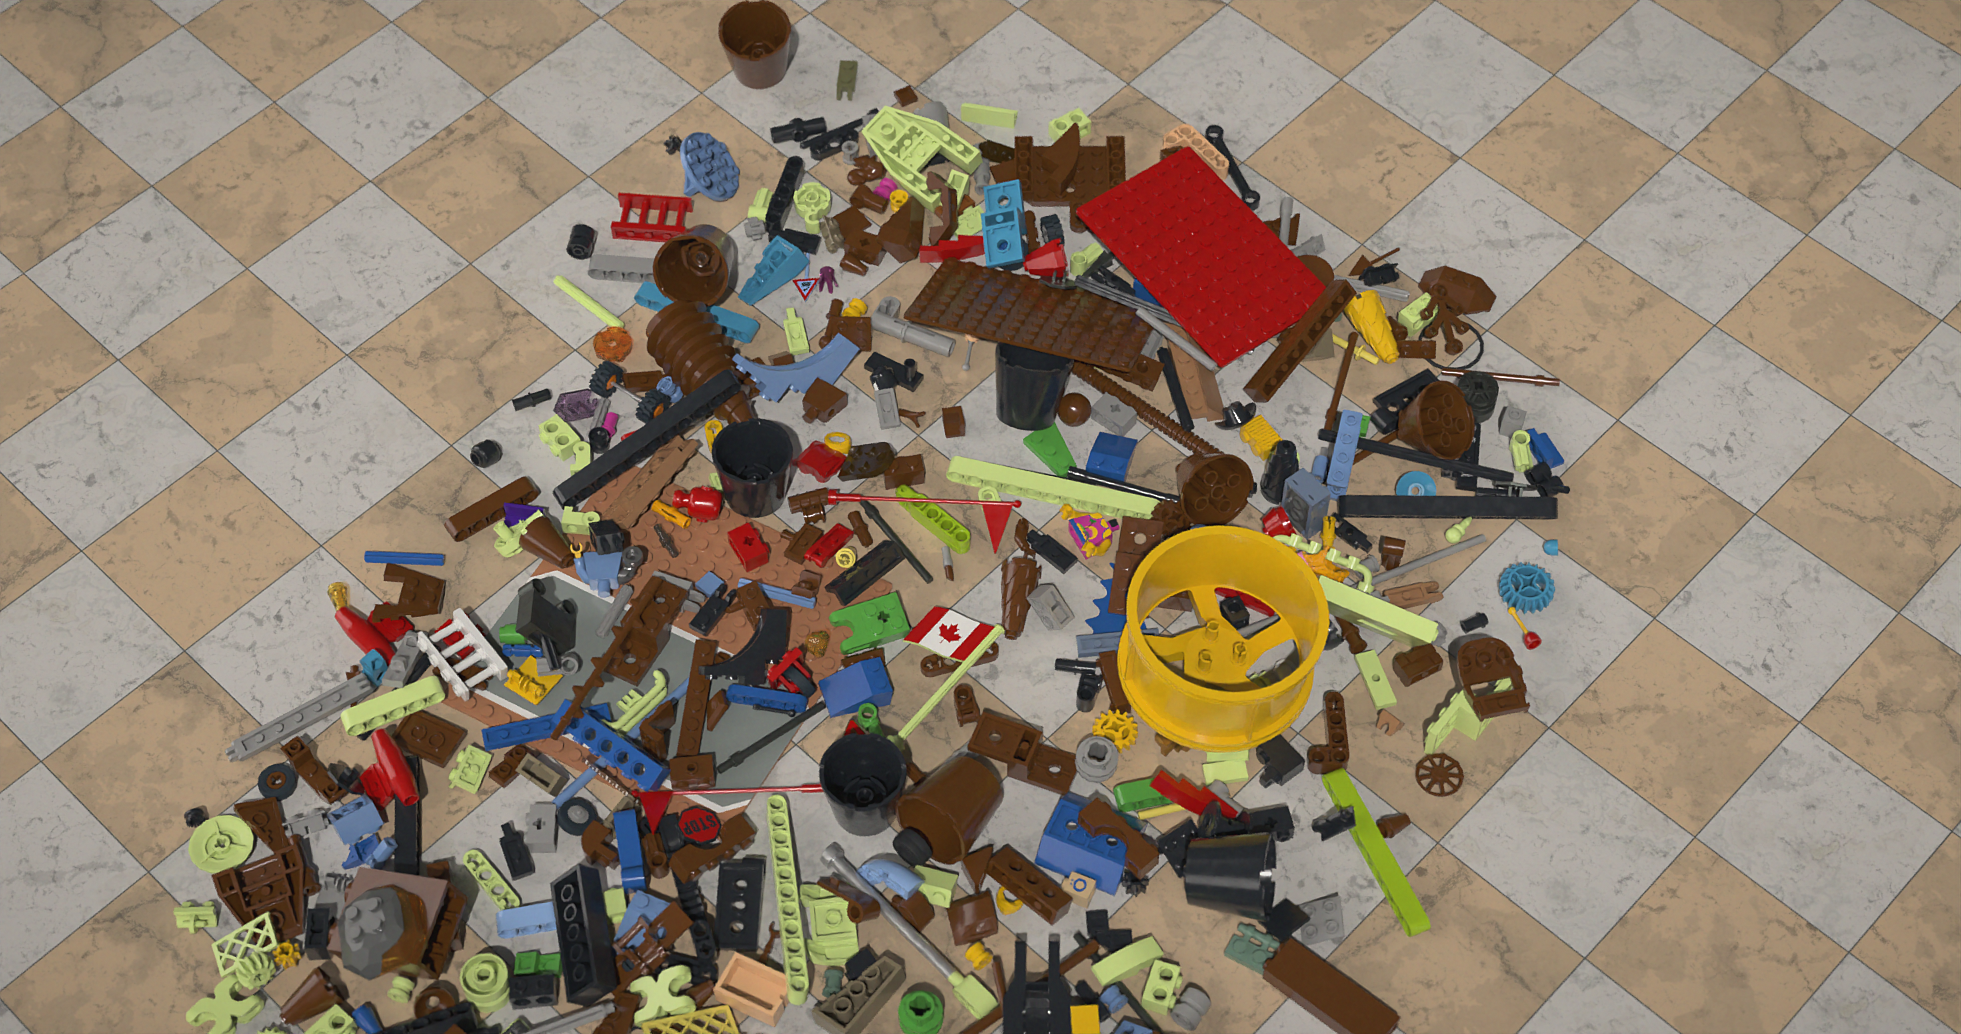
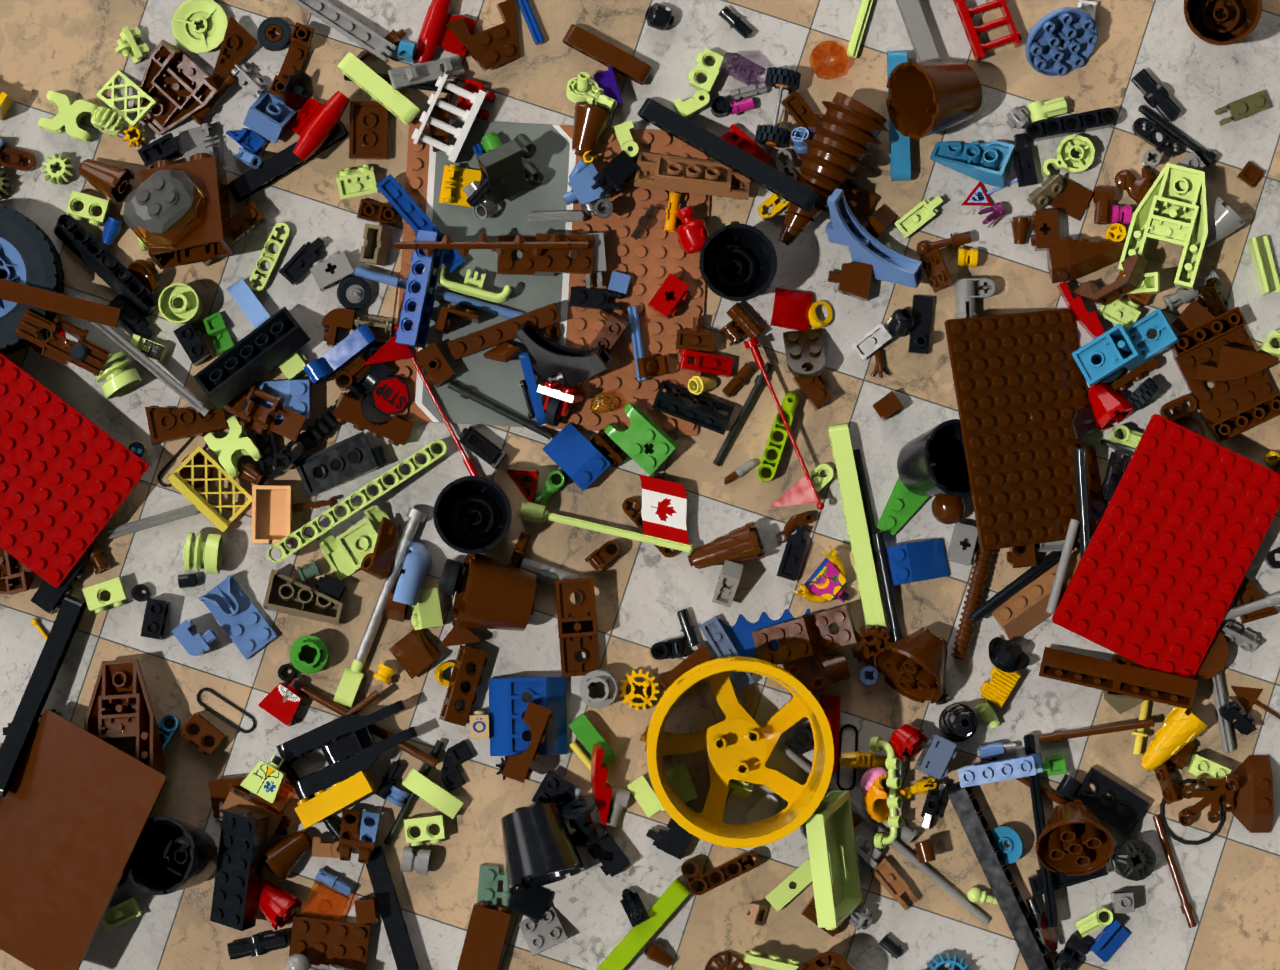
camera: 60 degrees right, 30 degrees up
(798, 775) = (496, 460): none -> black window

